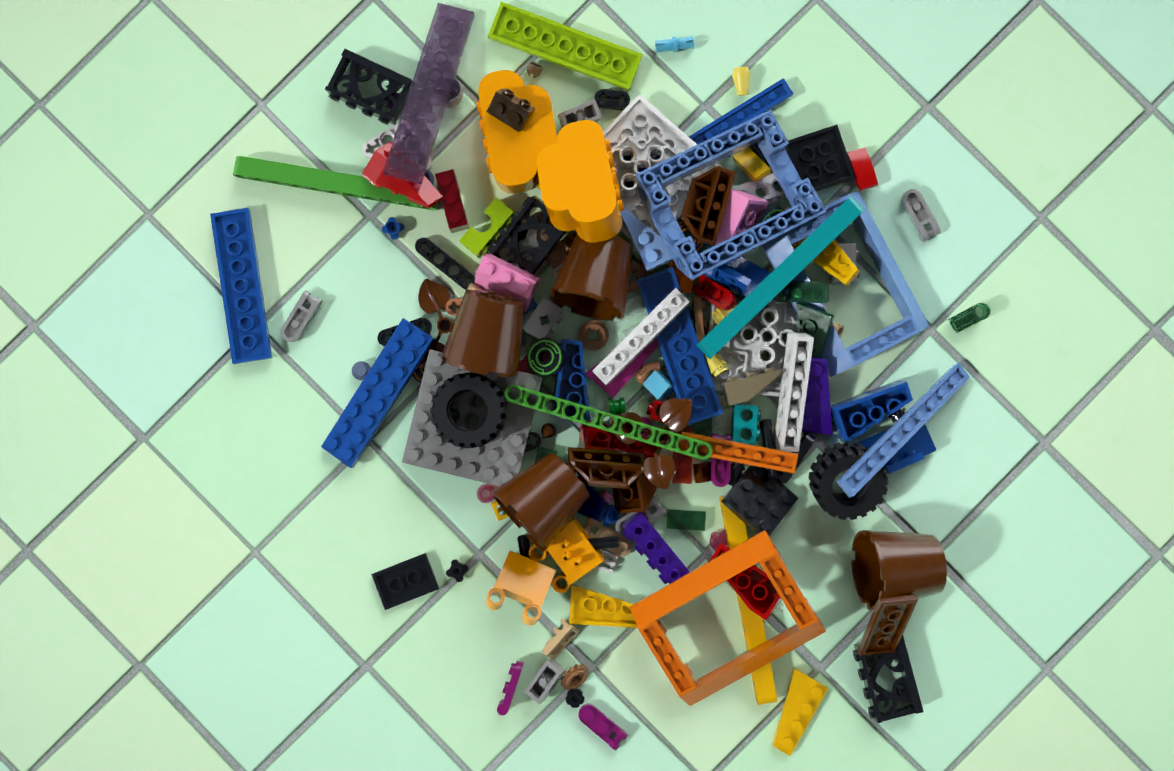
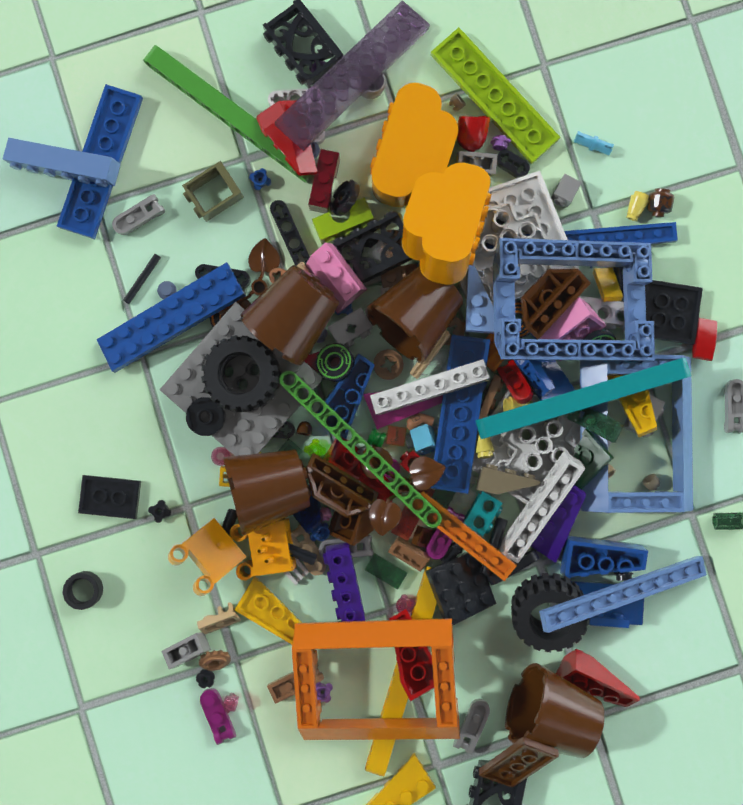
camera: 25 degrees right, 0 degrees up
(207, 304) = (62, 162): none -> medium blue brick
(333, 371) = (142, 278): none -> black bar
(342, 253) = (202, 179): none -> olive window
(413, 686) = (68, 593): none -> black tyre
(444, 464) = (194, 421): none -> black tile
(479, 206) = (345, 197): none -> black tile
(509, 688) = (151, 640): magenta plate -> none
(510, 109) = (417, 123): dark brown bracket -> none
(562, 89) = (472, 132): none -> red piece
(565, 439) = (315, 444): none -> clear neon green plate
(591, 86) = (500, 142): none -> medium lavender plate
(608, 707) = (230, 702): none -> clear pink plate
(622, 325) = (419, 368): none -> tan axle
(633, 395) = (396, 436): none -> clear orange tile
(650, 667) = (284, 686): none -> medium nougat plate
(671, 99) = (565, 190): none -> light grey brick
(686, 650) = (325, 697): none -> medium lavender plate
(698, 493) = (409, 553): none -> medium nougat plate
(761, 67) = (660, 202): none -> reddish brown head
(832, 616) = (473, 725): none -> light grey plate
(880, 320) = (651, 482): none -> dark tan hinge
(919, 518) = (595, 679): none -> red wedge

